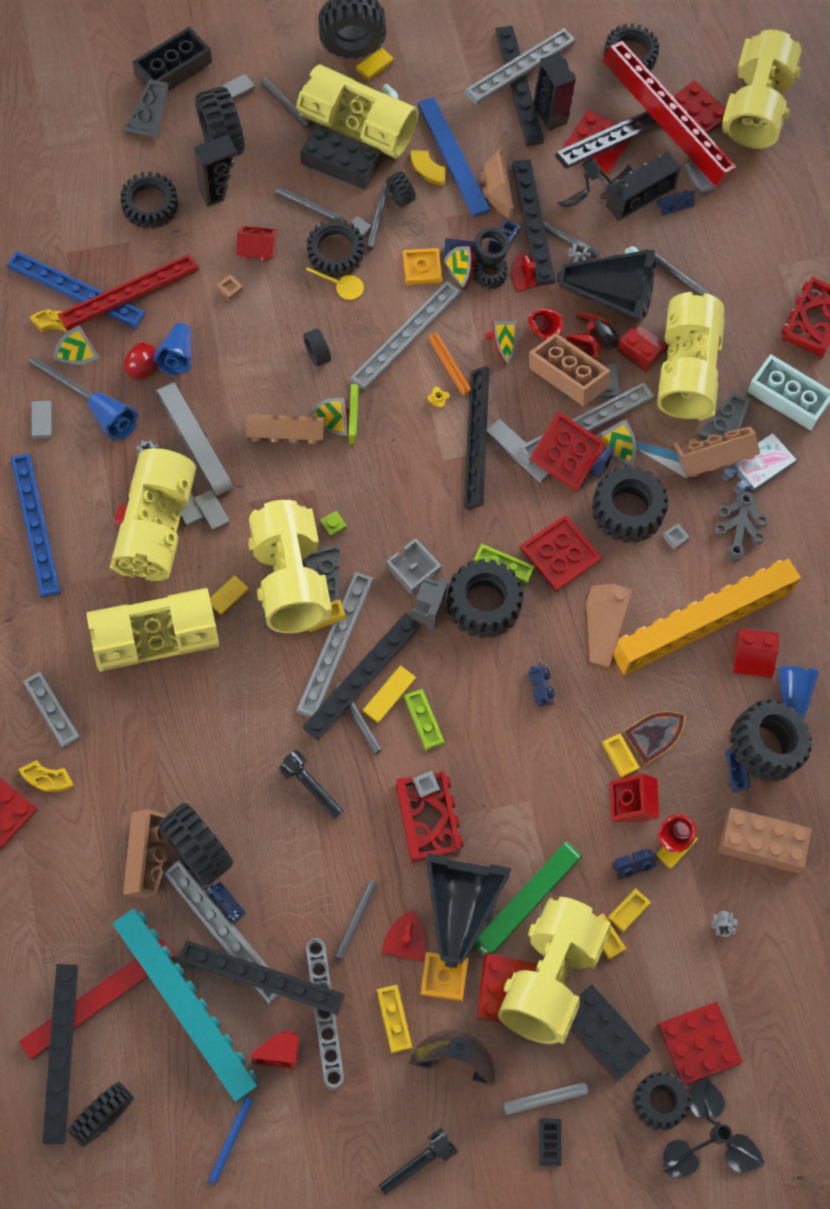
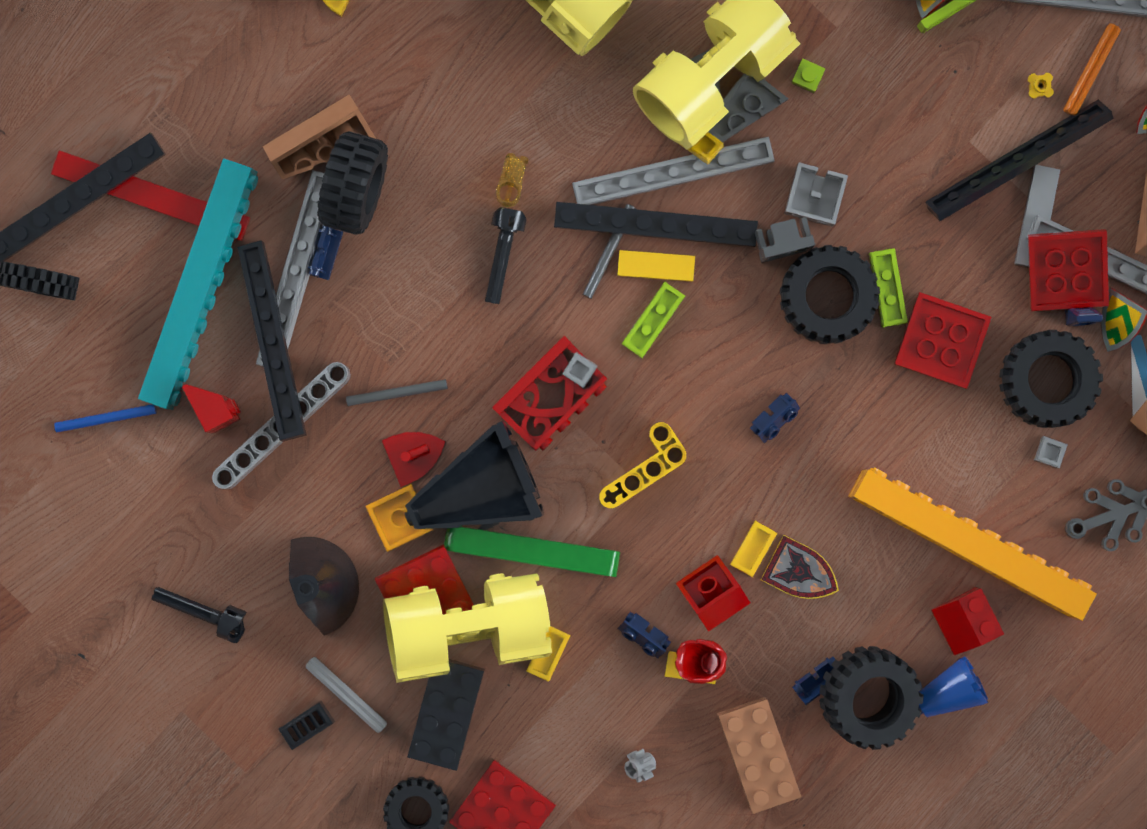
camera: 65 degrees right, 20 degrees up
(228, 595) = (649, 23): yellow tile -> none
(264, 745) = (512, 176): none -> clear yellow piece
(394, 1019) = (324, 496): yellow tile -> none
(521, 792) = (640, 471): none -> yellow beam
(605, 615) = (901, 434): nougat wedge -> none
(628, 910) = (591, 659): yellow tile -> none

